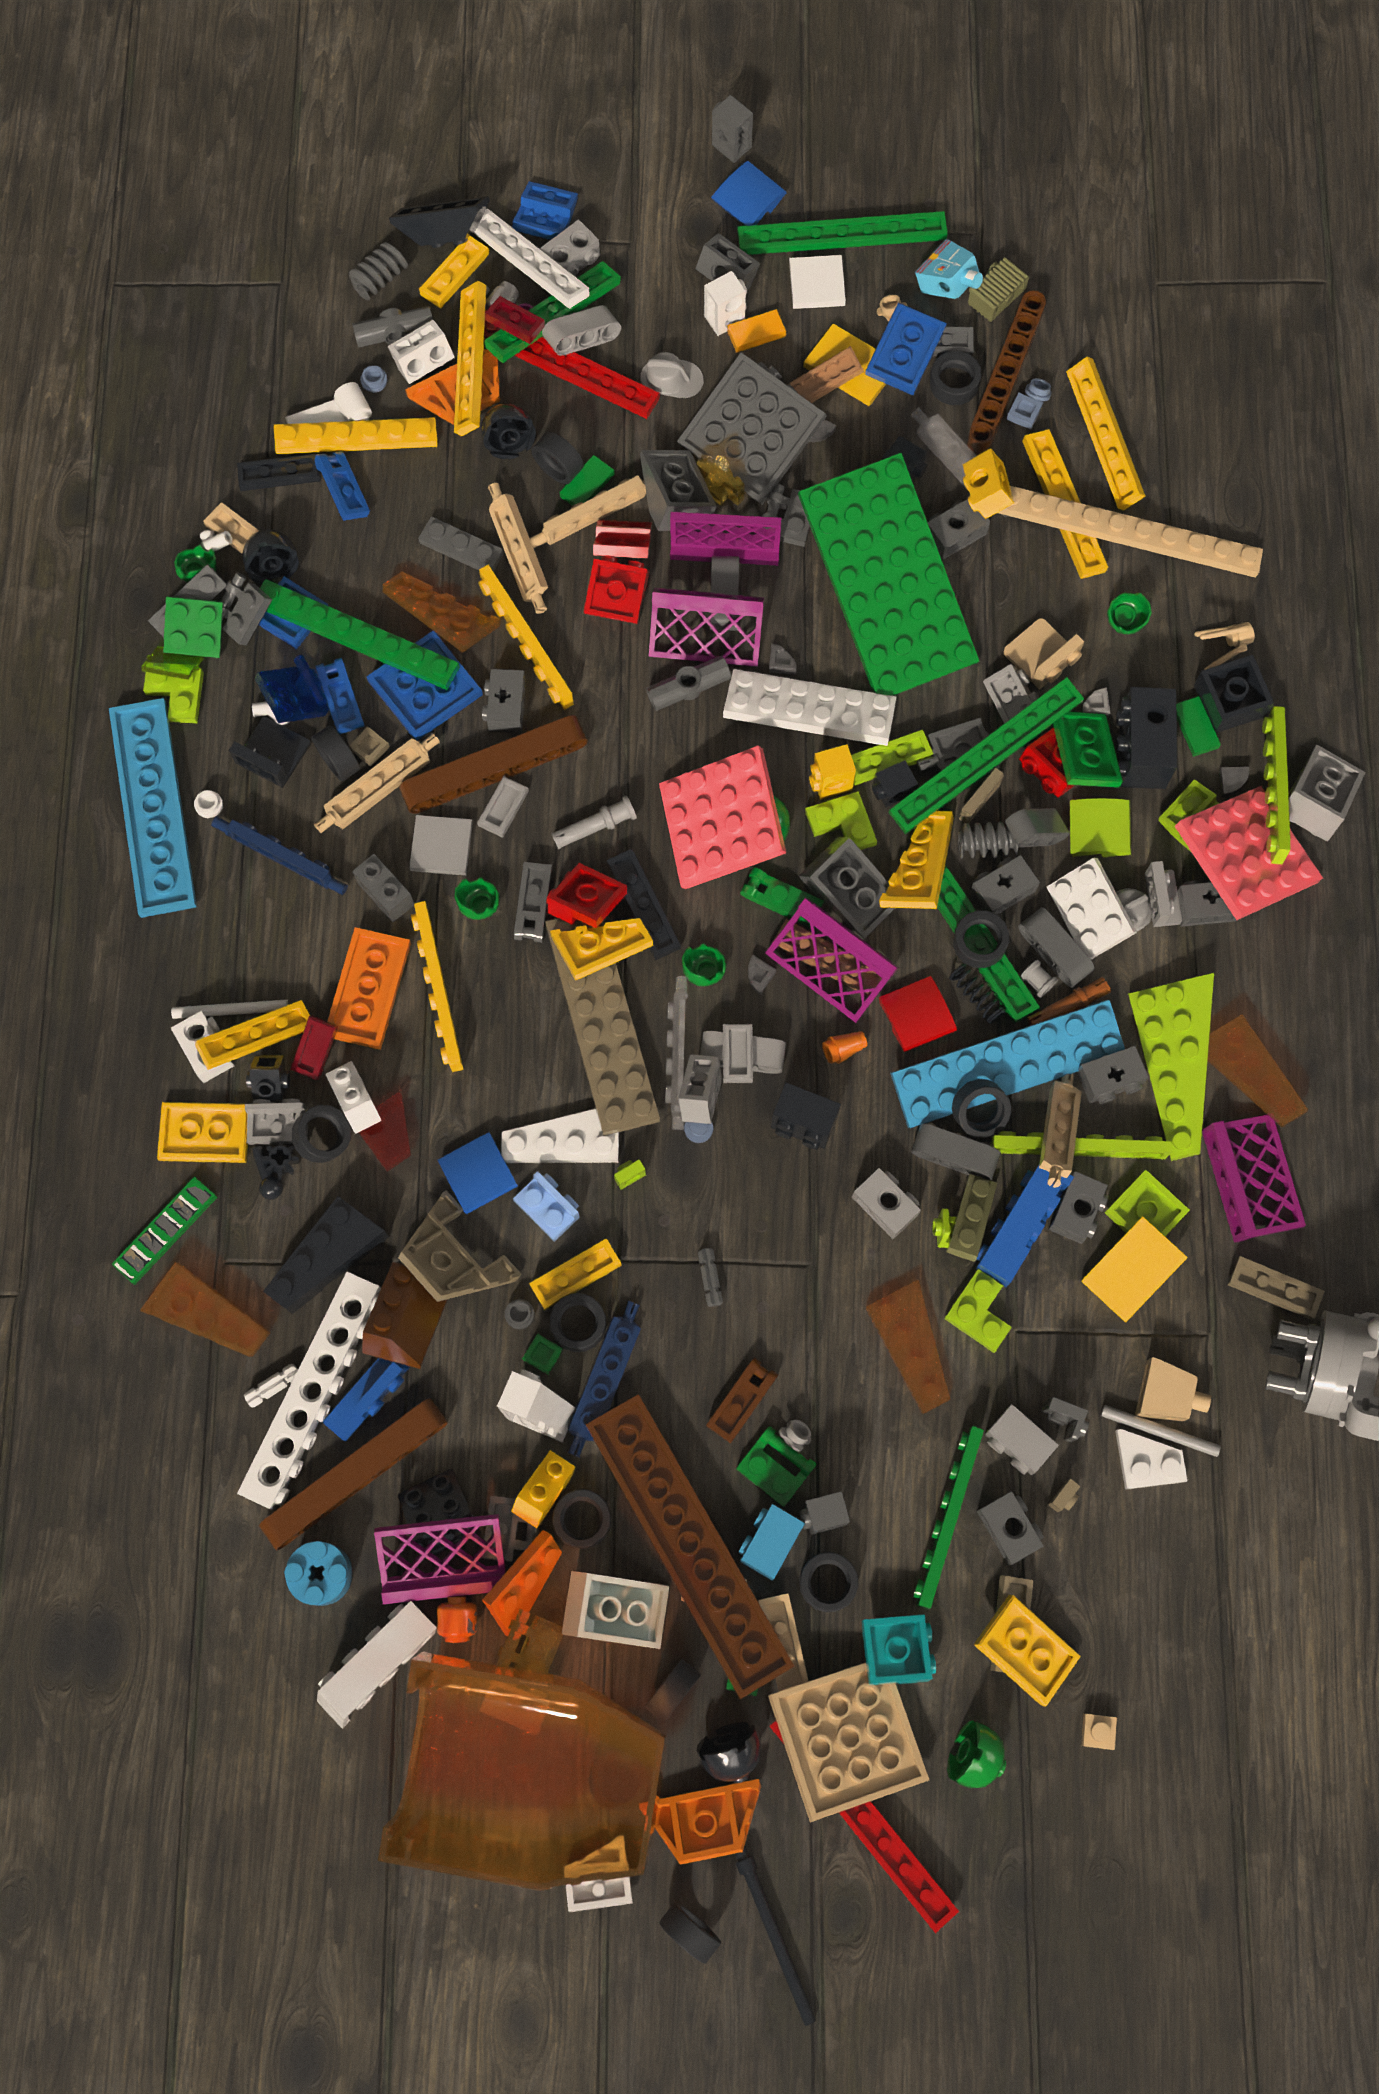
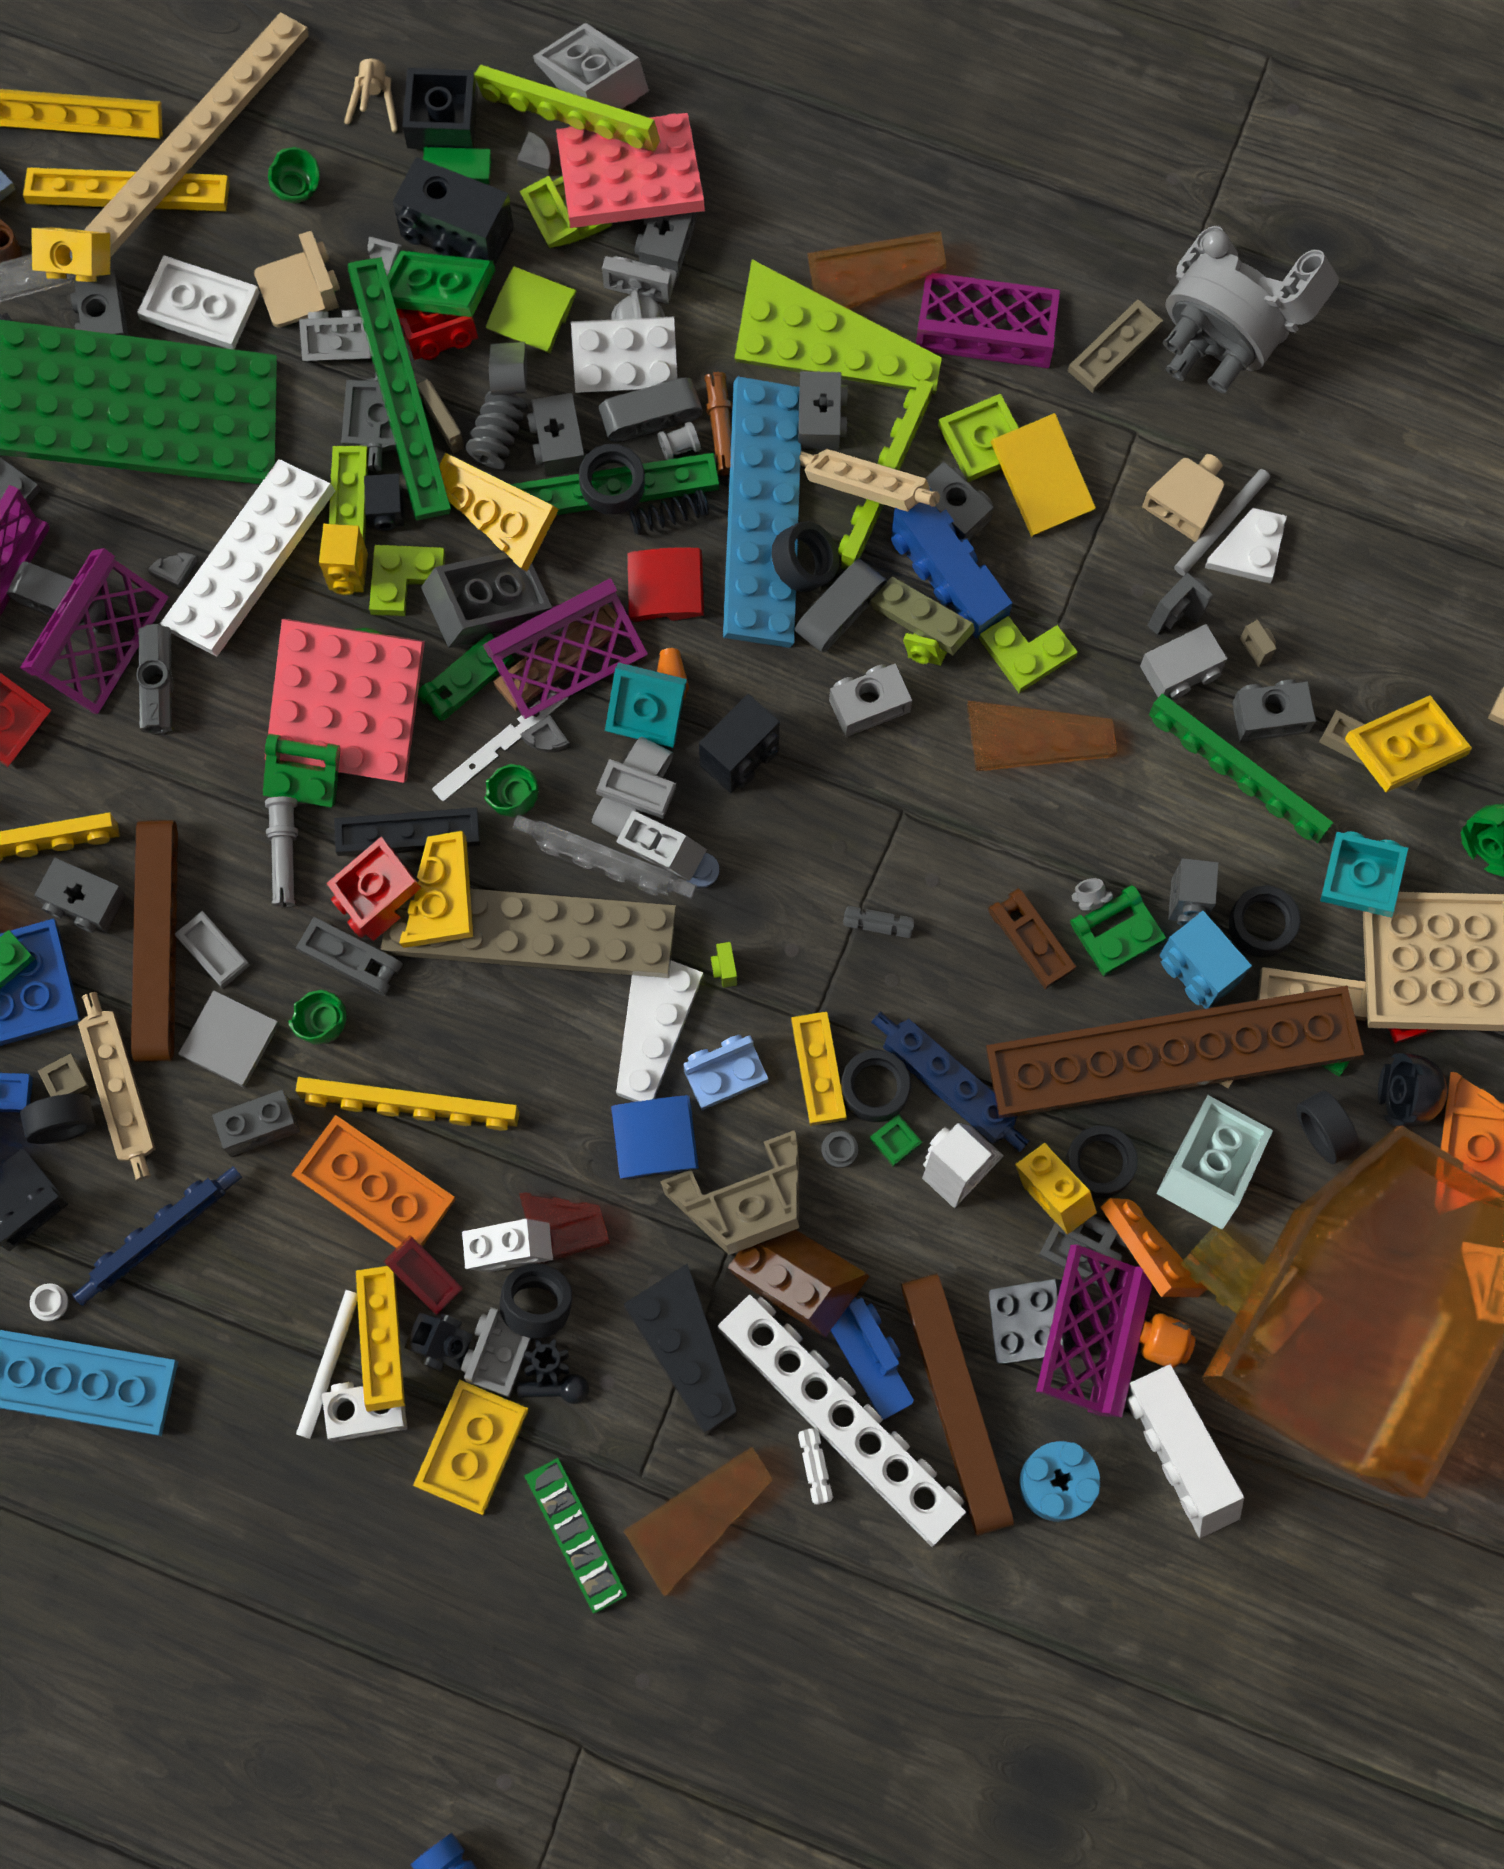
camera: 70 degrees left, 0 degrees up
(651, 811) = (297, 780): none -> green plate
(729, 938) = (487, 753): none -> white piece
(809, 1035) = (645, 704): none -> teal plate
(996, 590) = (198, 302): none -> white plate

